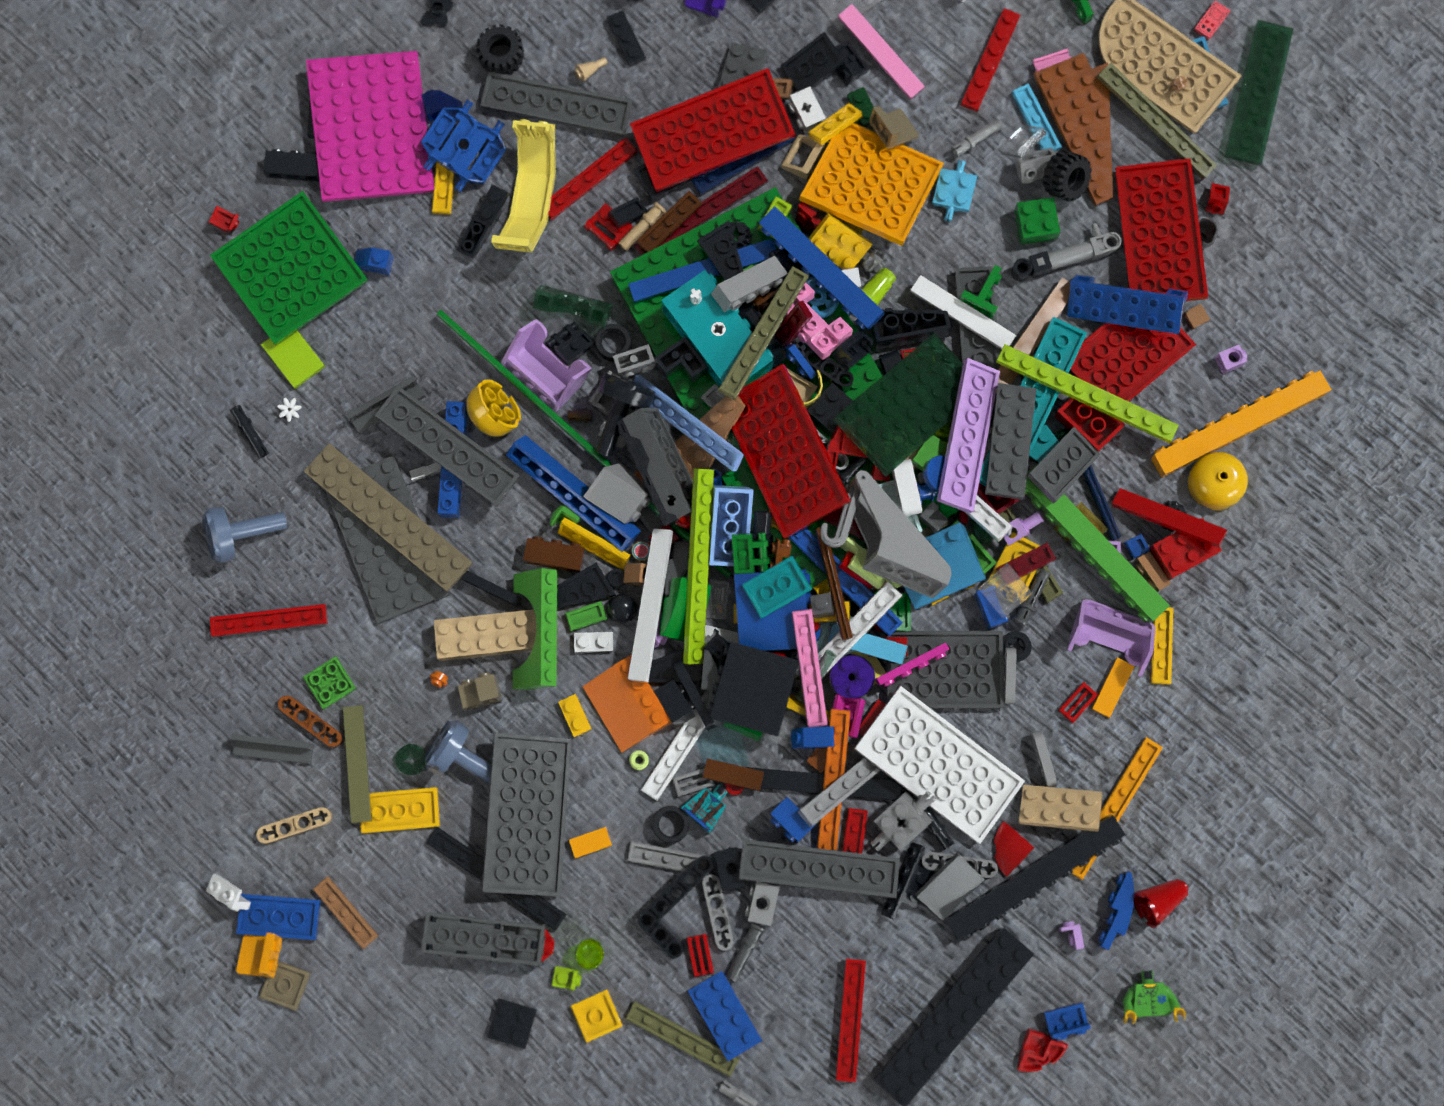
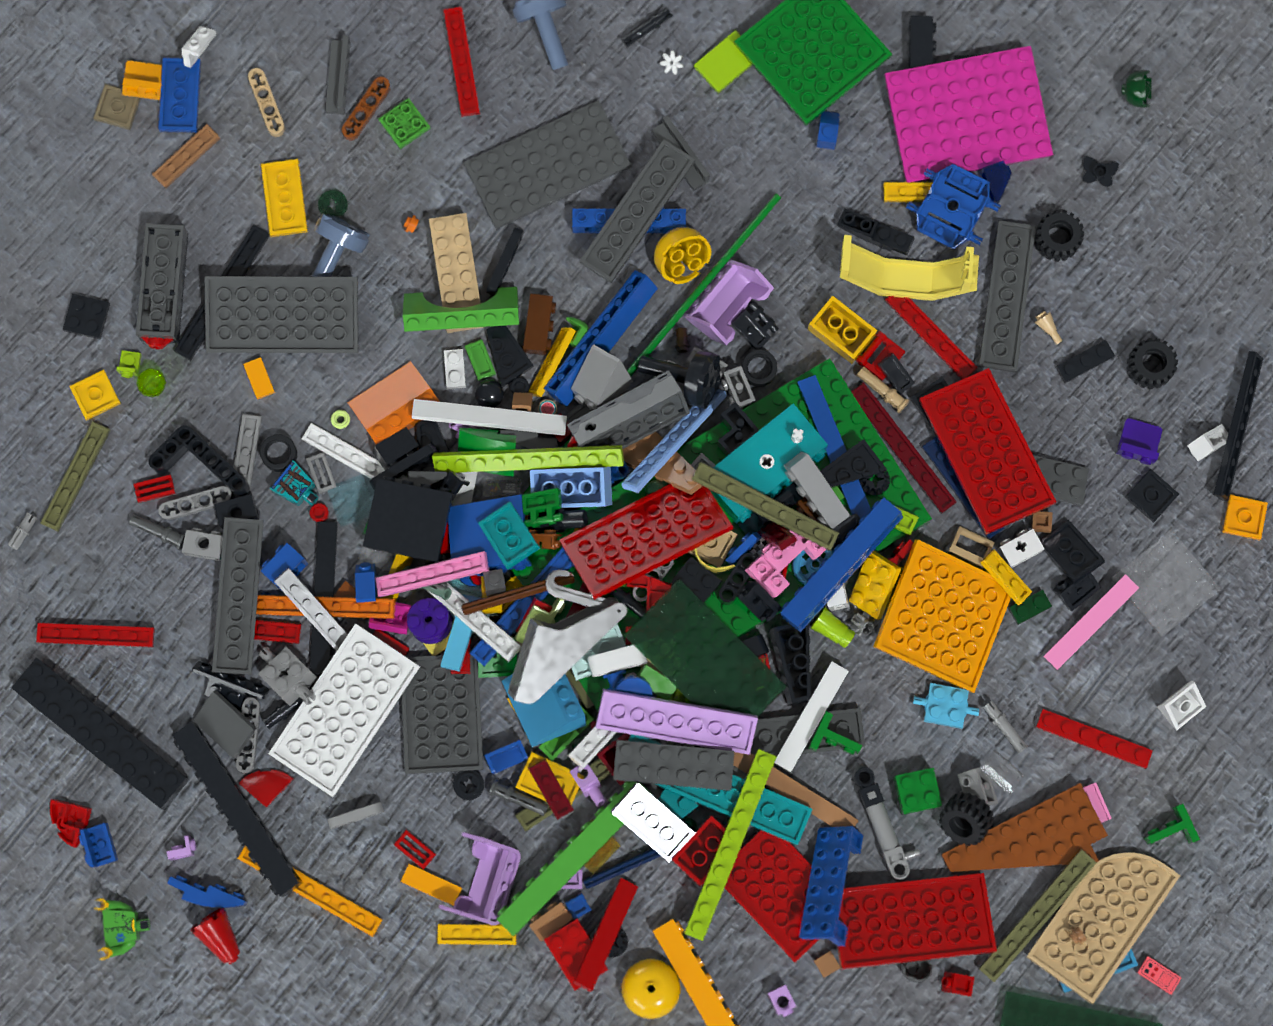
camera: 85 degrees right, 0 degrees up
(357, 764) = (326, 154): olive tile -> none
(388, 517) = (566, 163): dark tan plate -> none
(421, 472) = (615, 192): white piece -> none
(481, 692) = (398, 262): dark tan brick -> none
(557, 300) = (798, 306): clear green arch -> none
(575, 715) = (381, 355): yellow plate -> none
(581, 259) = (842, 329): none -> yellow brick
(669, 222) = (888, 415): reddish brown tile -> none
(724, 1016) = (96, 514): blue plate -> none
(733, 774) = (328, 509): reddish brown tile -> none
(892, 127) = (1008, 638): dark tan bracket -> none
(905, 669) = (437, 671): dark pink plate -> none
(933, 518) = (590, 691): dark grey panel -> none
(1005, 591) = (521, 768): clear tile -> none
(1009, 675) = (437, 777): light grey beam -> none
(1035, 116) = (1032, 789): medium azure tile -> none
(1060, 808) = (305, 832): tan plate -> none

